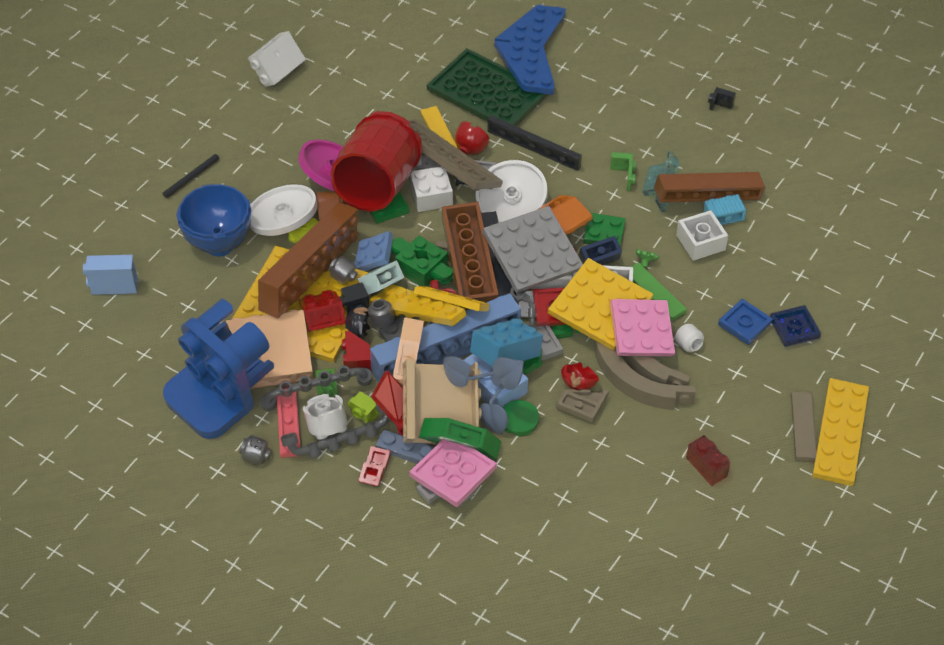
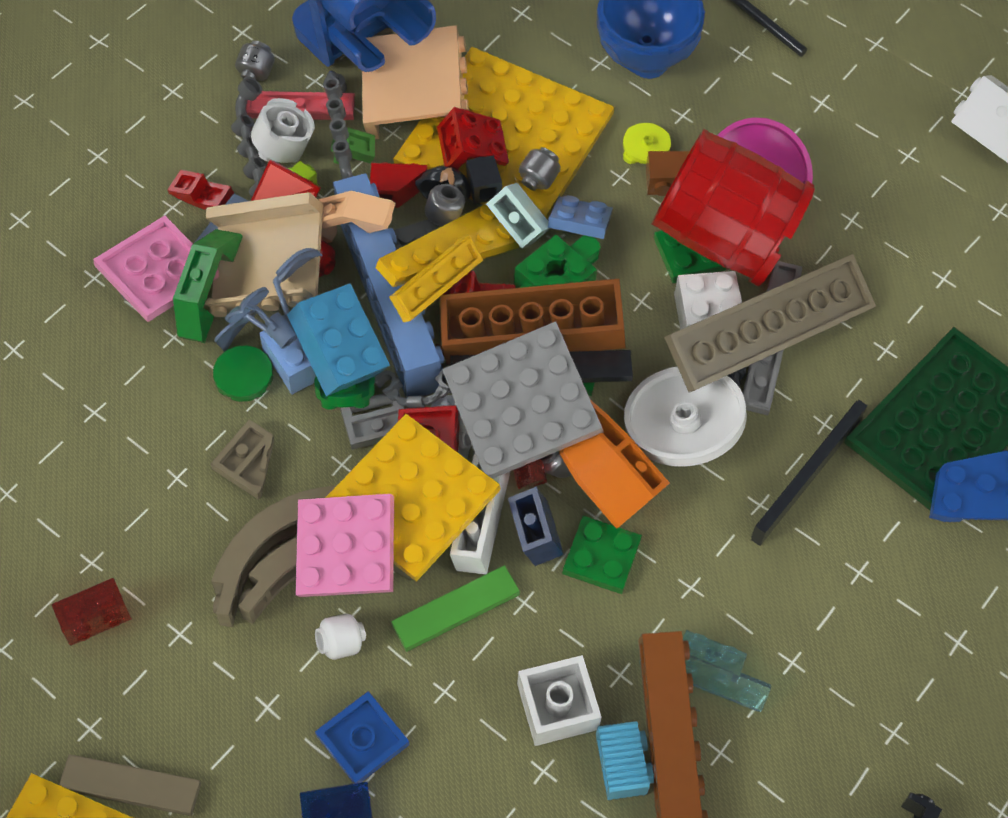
camera: 95 degrees right, 10 degrees up
(282, 209) = (672, 109): white dish -> none
(307, 260) = (550, 117): dark orange brick -> none
(435, 122) = (850, 340): yellow tile -> none
(471, 139) = (815, 371): red cylinder -> none
(578, 377) = (291, 455): red hair -> none
(624, 162) = (741, 617): bright green bracket -> none
(646, 257) = (530, 605): bright green plant -> none

